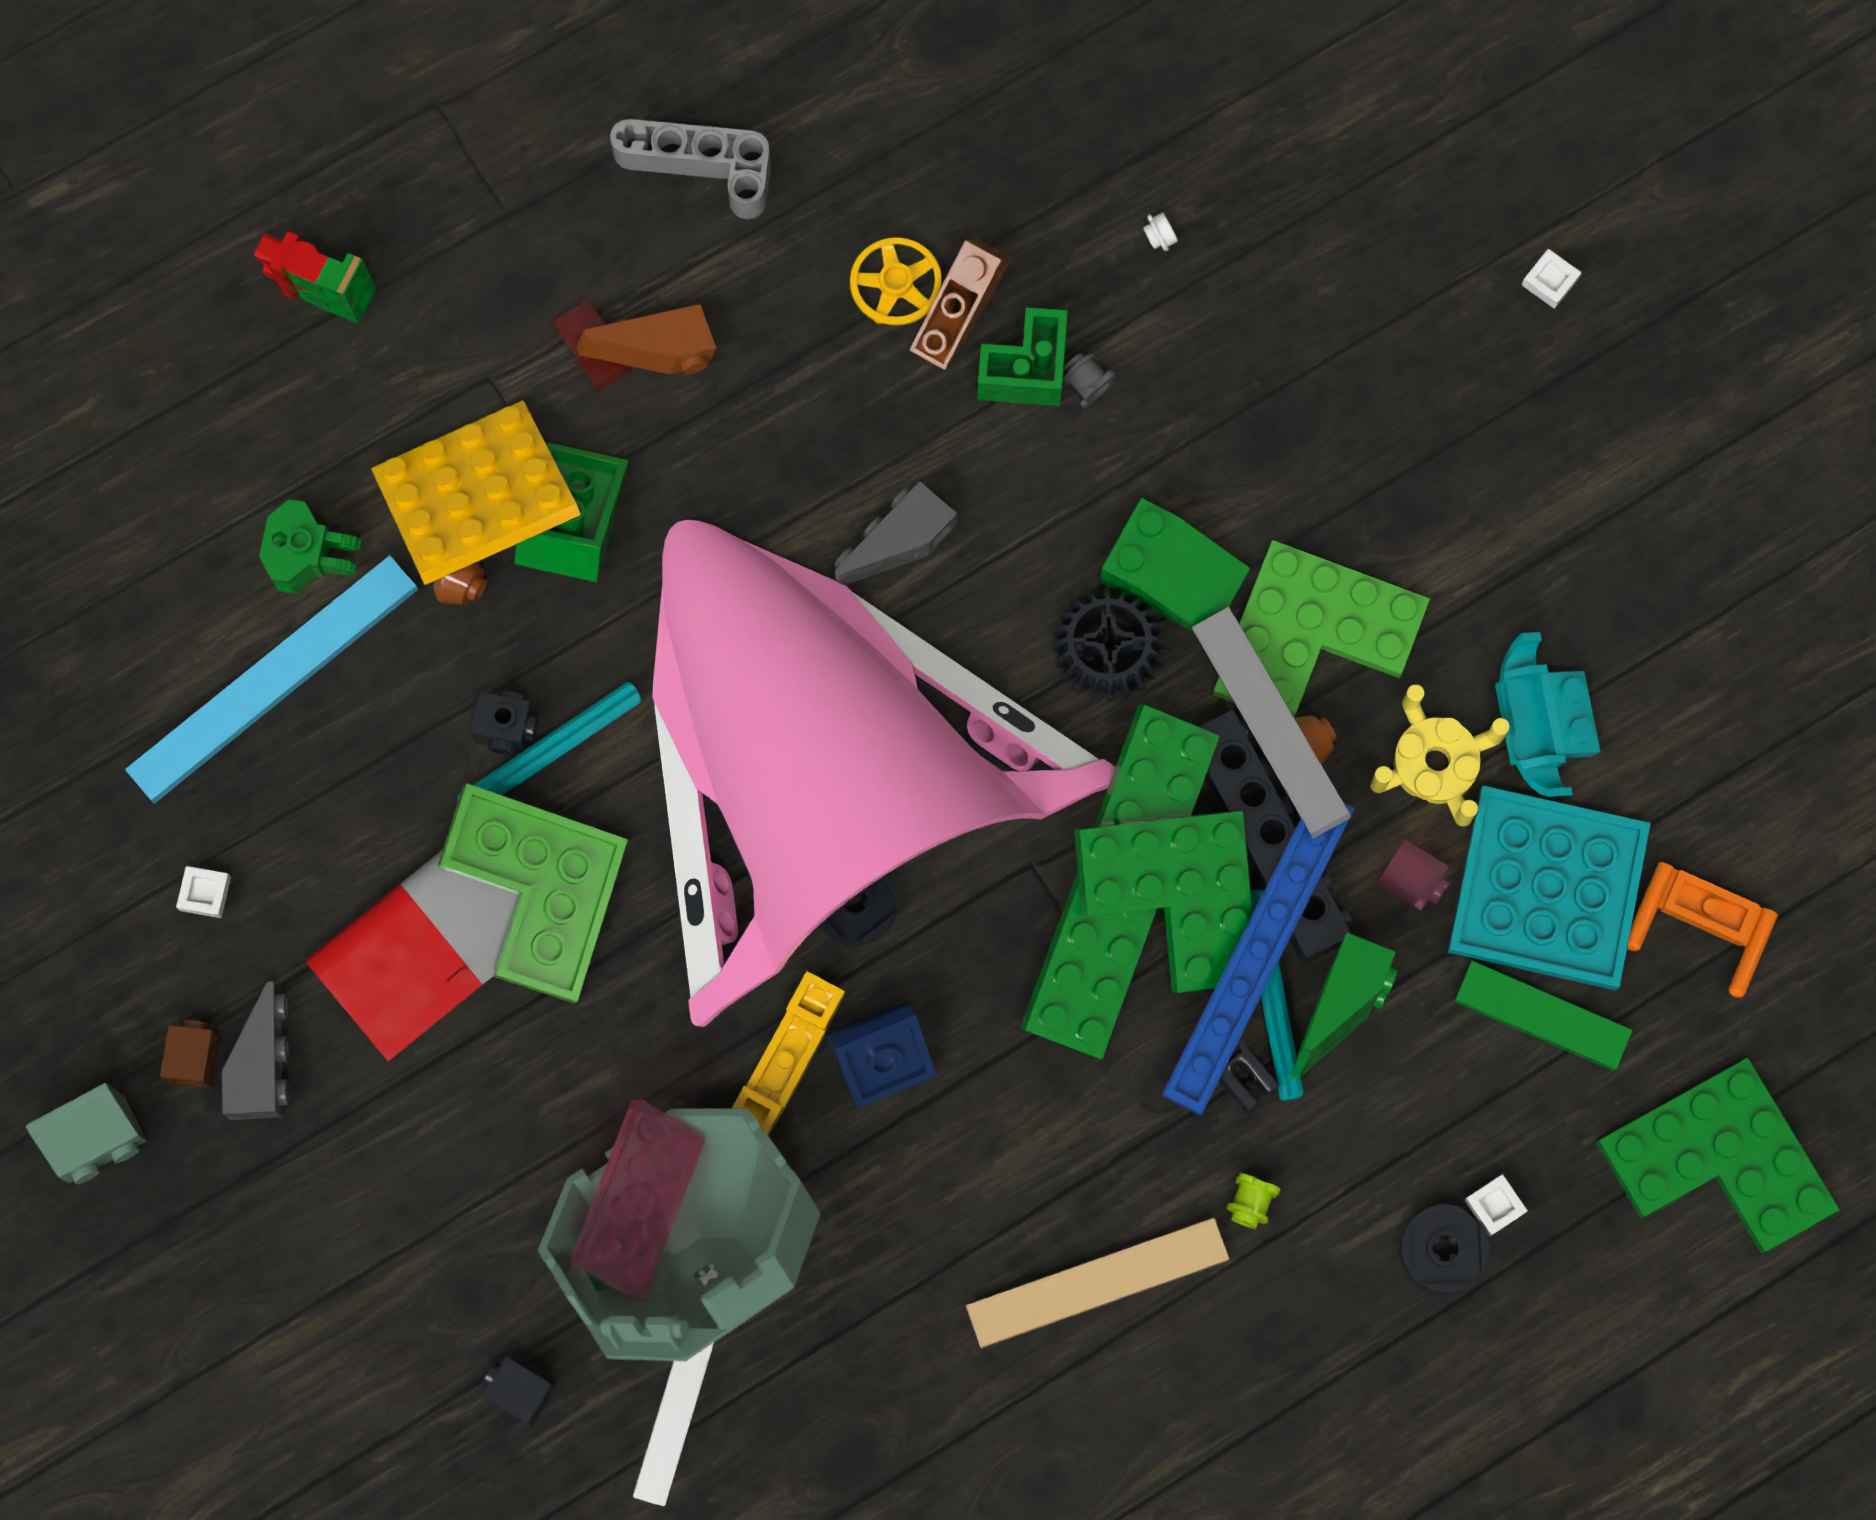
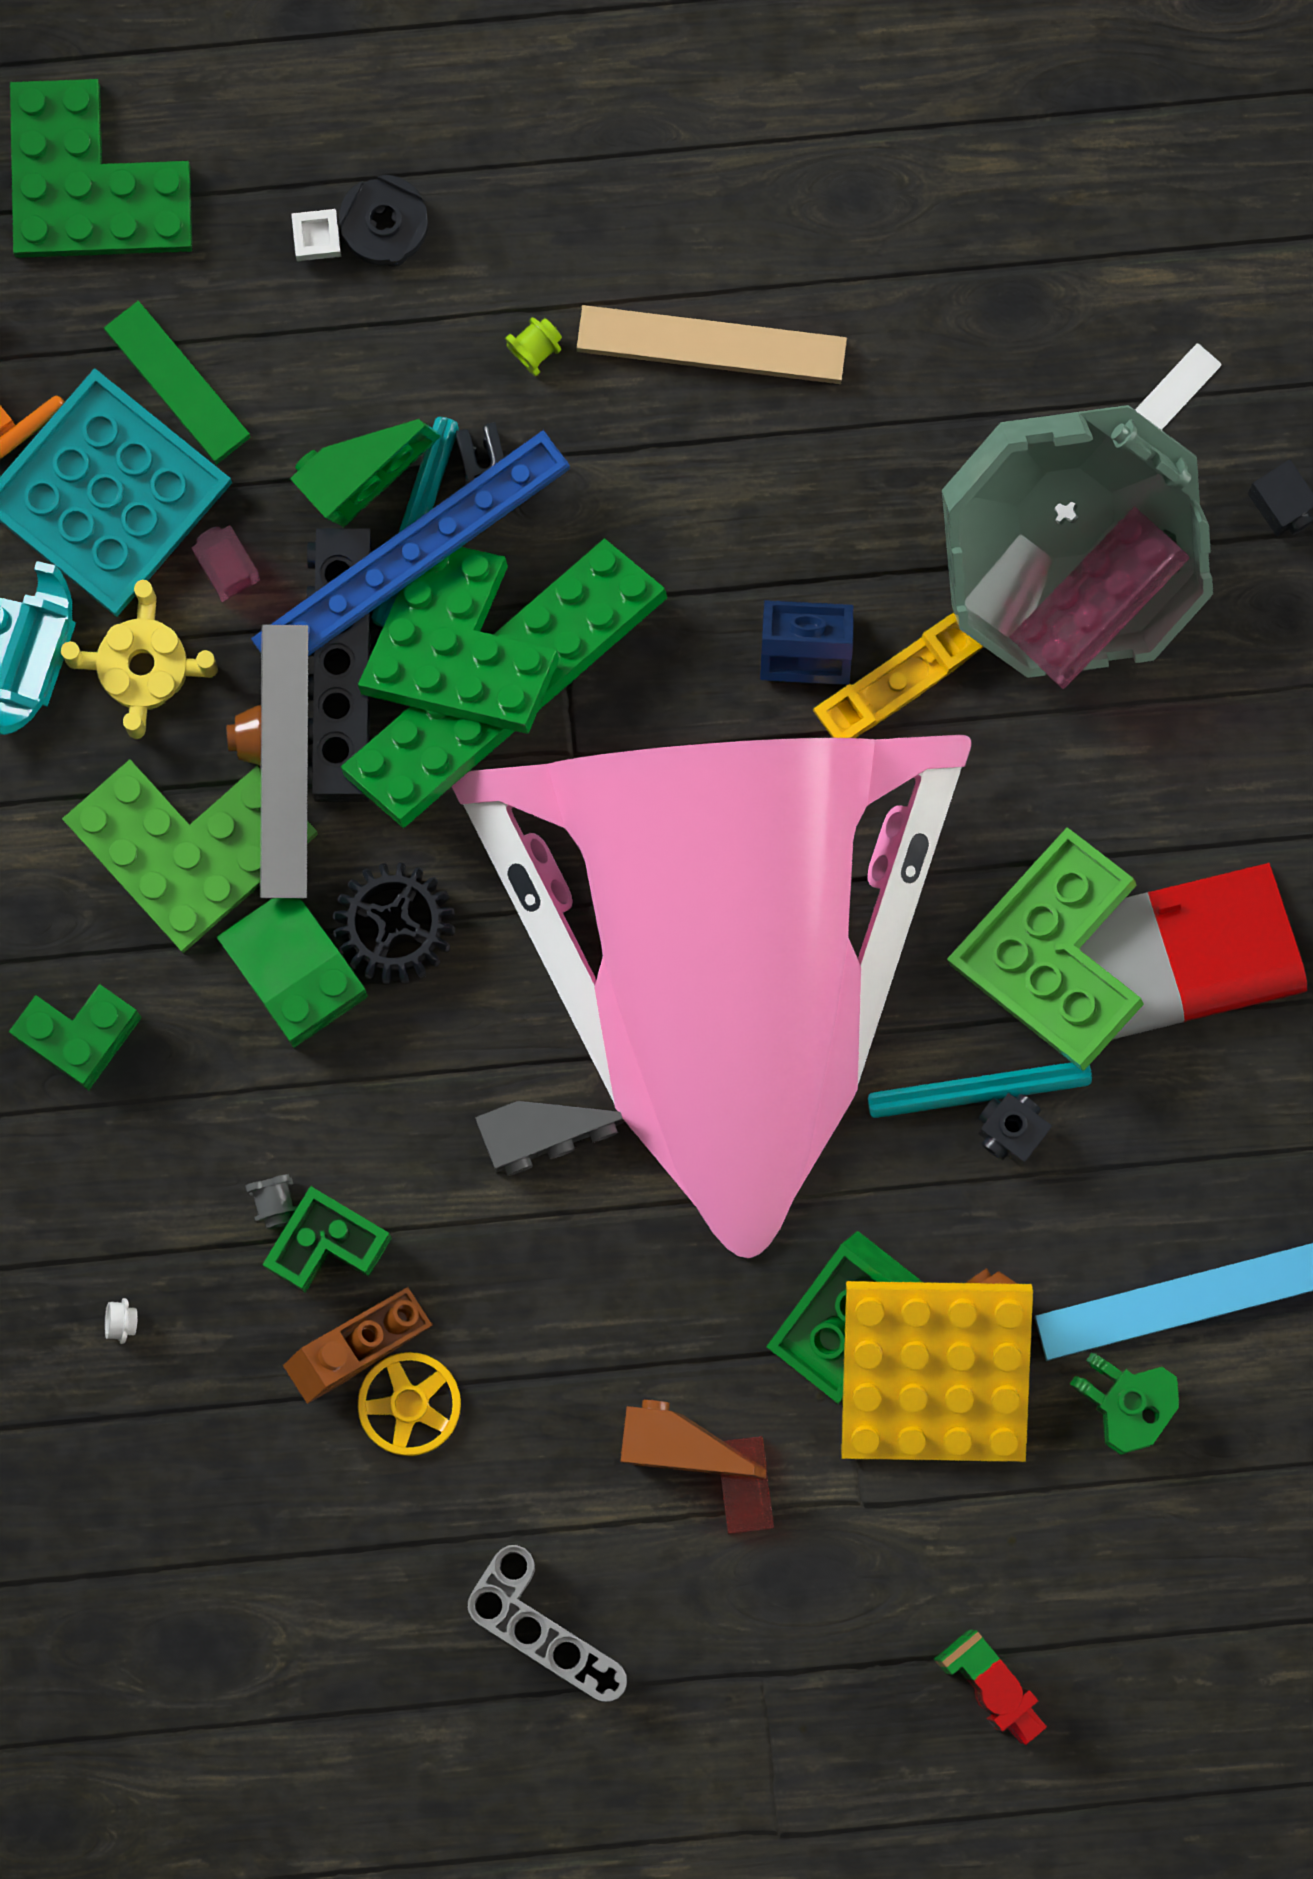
camera: 155 degrees left, 5 degrees up
(1316, 420) = (82, 1045): none -> green brick

